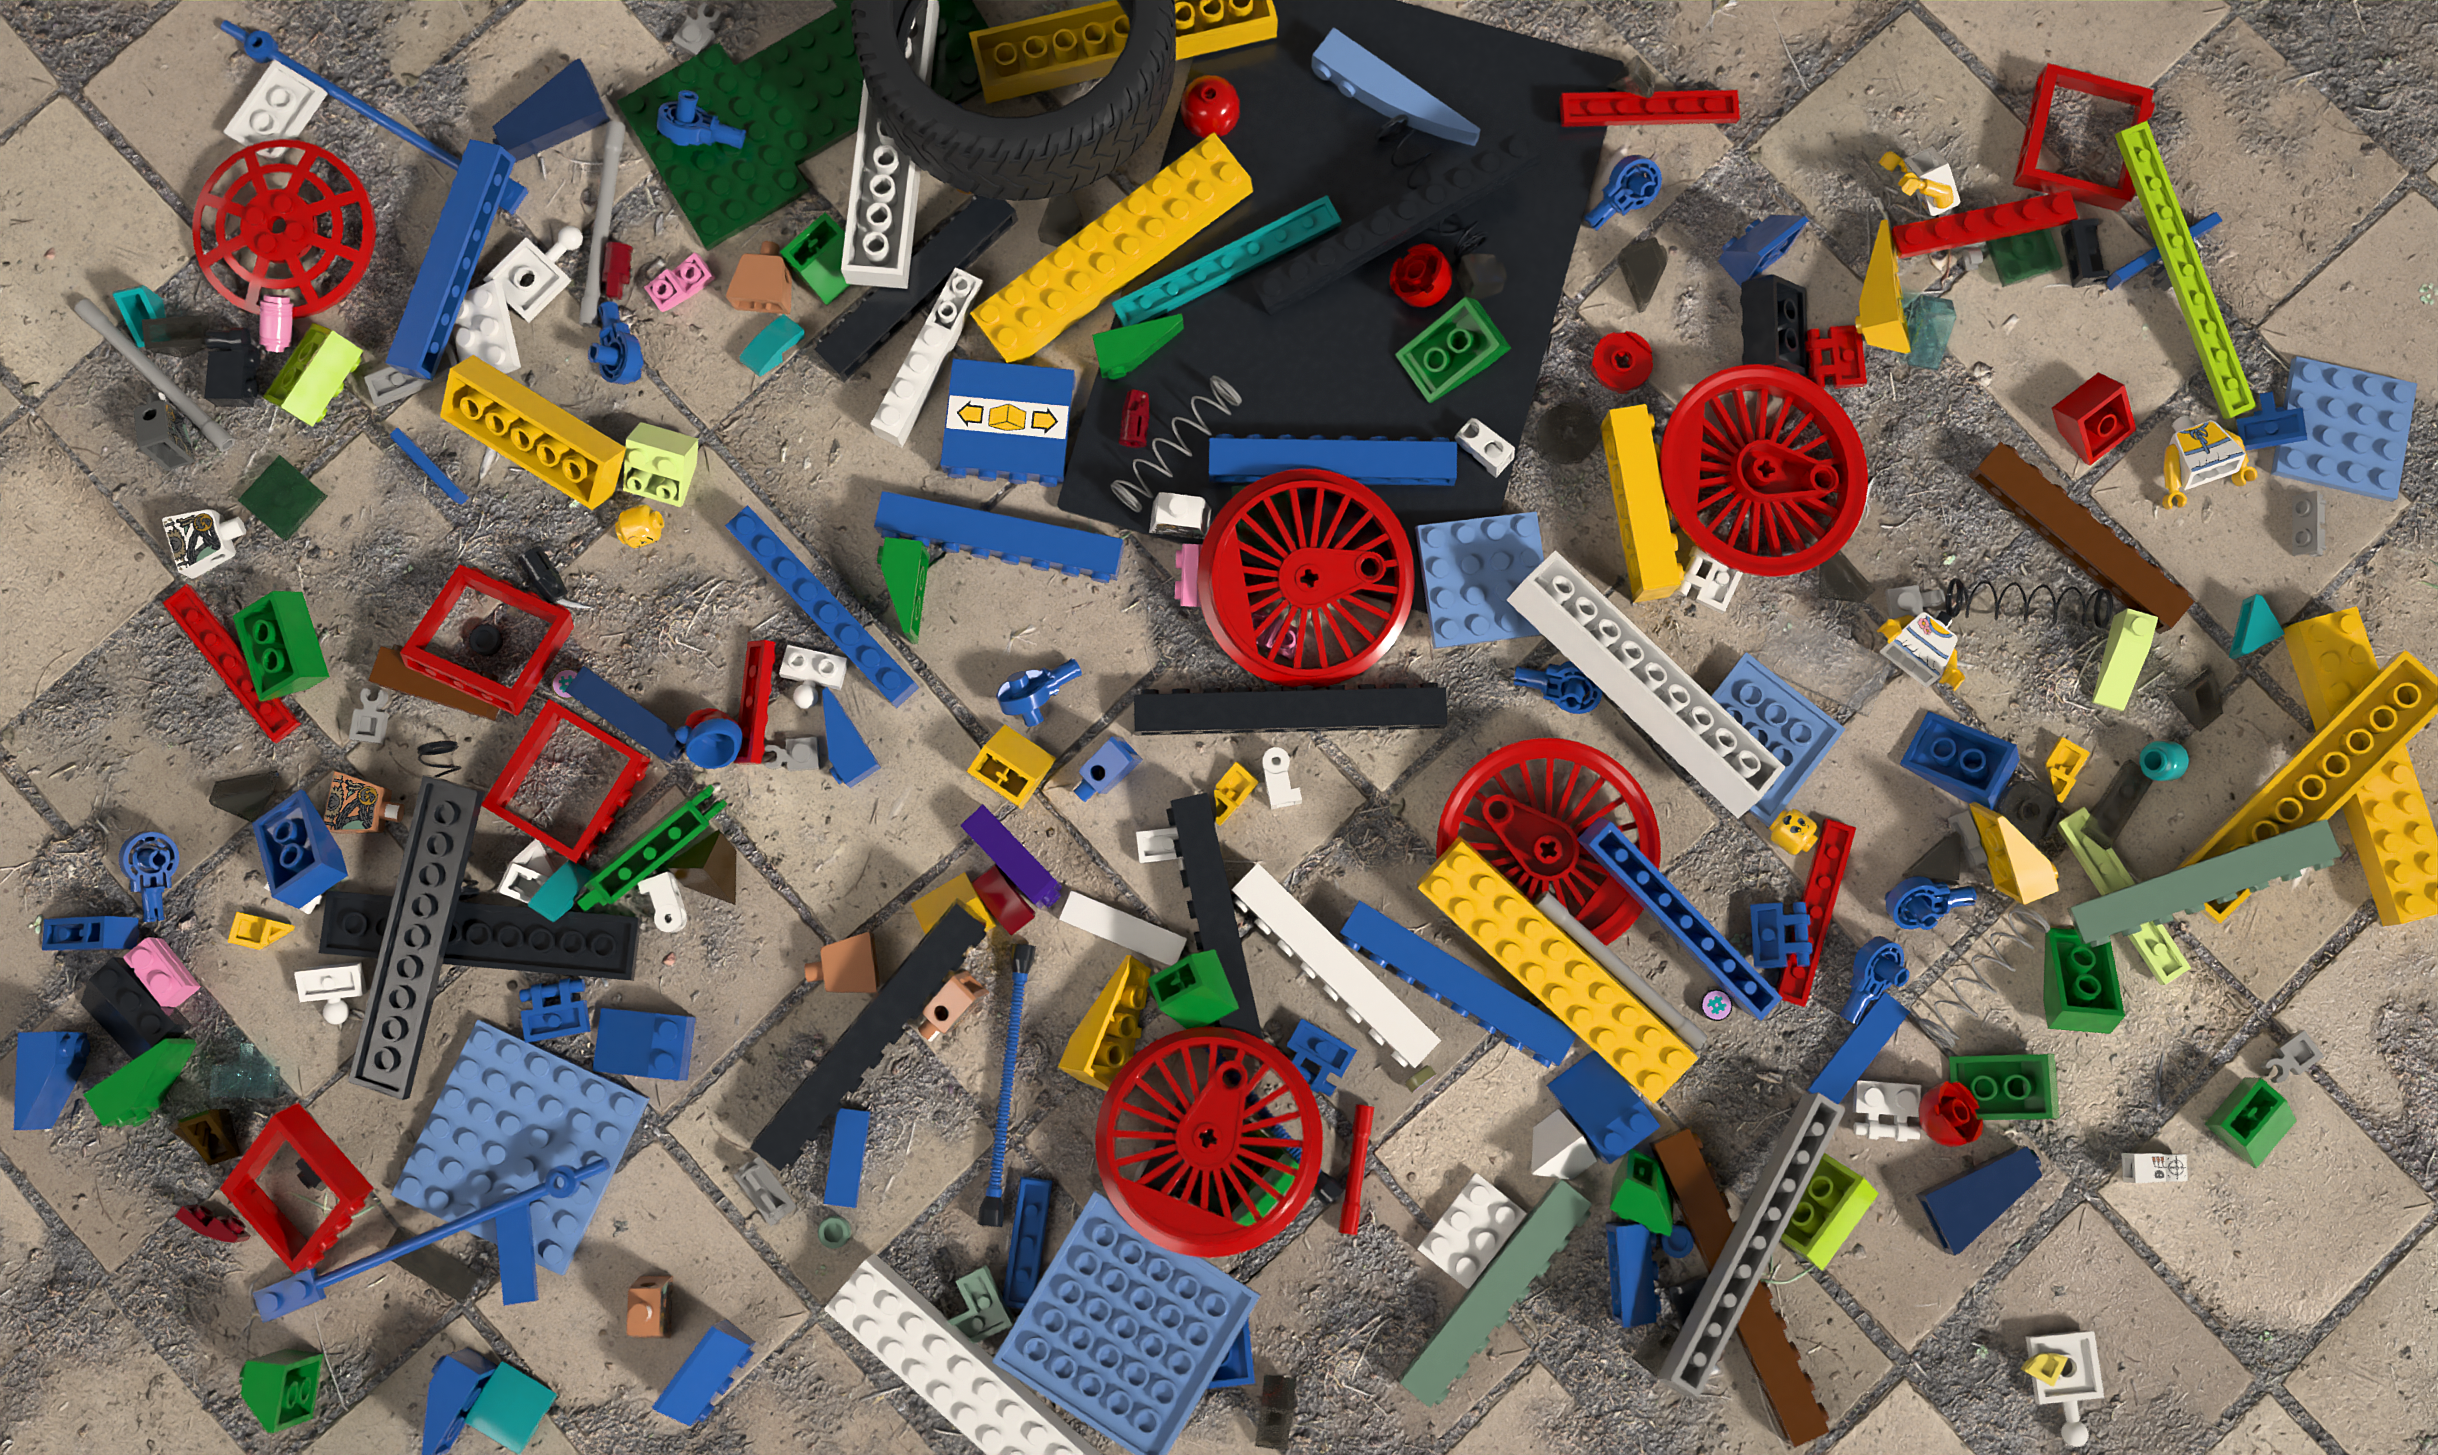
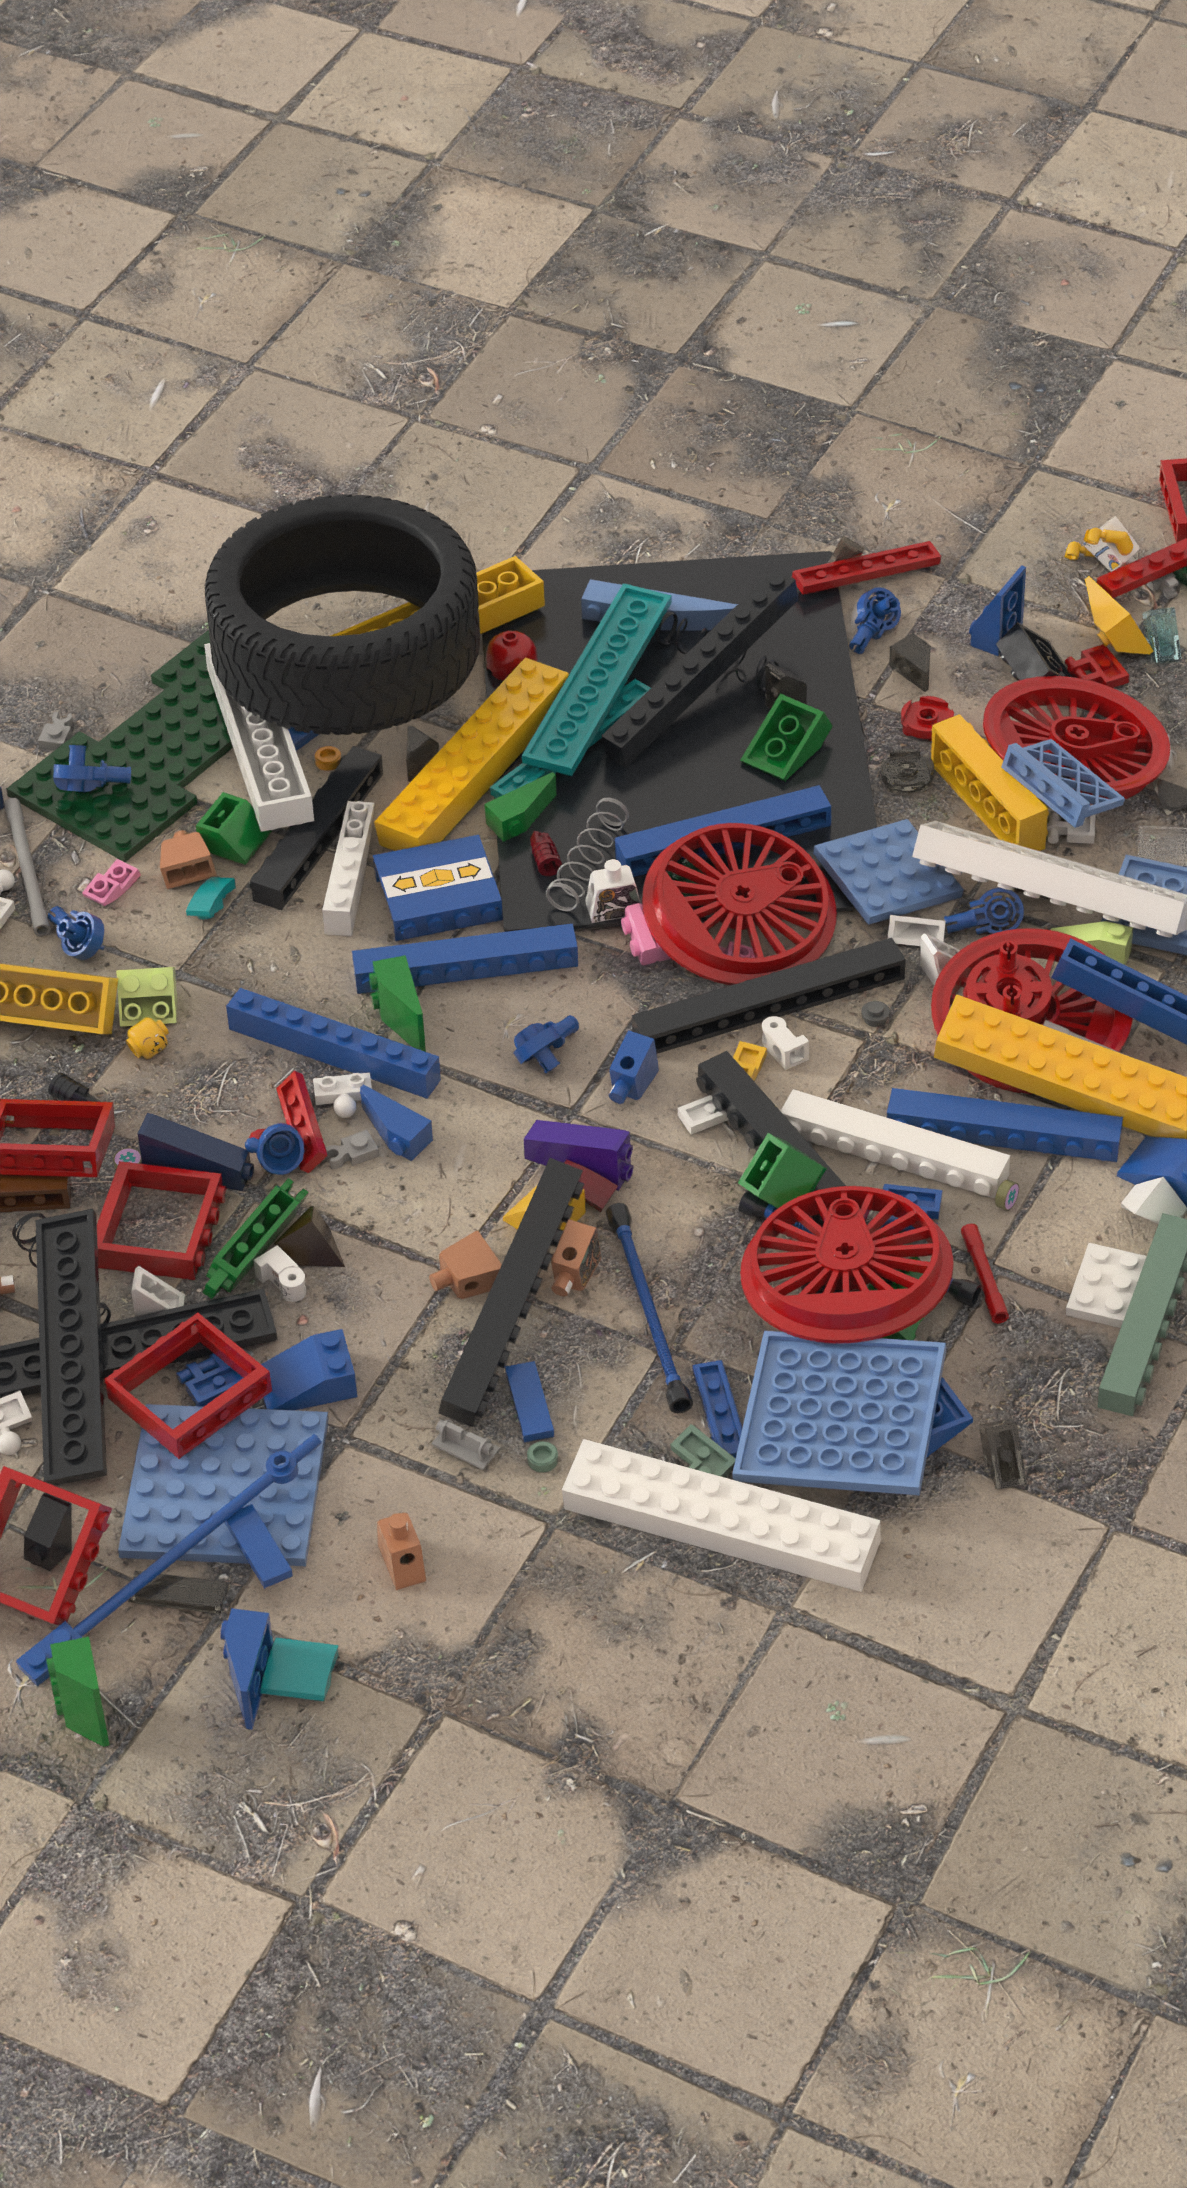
camera: 20 degrees left, 35 degrees down
(481, 984) = (213, 1416): none -> red window
(560, 890) = (185, 1288): teal slope -> none
(616, 268) = (52, 885): dark red hinge -> none
(705, 1374) = (473, 1576): blue slope -> none
(1011, 766) = (546, 1099): yellow slope -> none
(1109, 1028) = (718, 1242): yellow wedge -> none
(1122, 929) = (691, 1178): white tile -> none
(1281, 191) = (596, 679): none -> teal plate
(1392, 771) = (875, 1013): none -> dark grey plate
(1421, 276) = (739, 700): red cylinder -> none
(1483, 671) = (910, 929): none -> white slope
(1485, 446) = (846, 788): white leg -> none
(1491, 730) = (934, 956): none -> white slope
(1522, 860) = (1015, 973): none -> red piece
(1651, 761) = (1106, 936): none -> yellowish green slope
(1699, 582) = (1056, 790): none -> medium blue fence

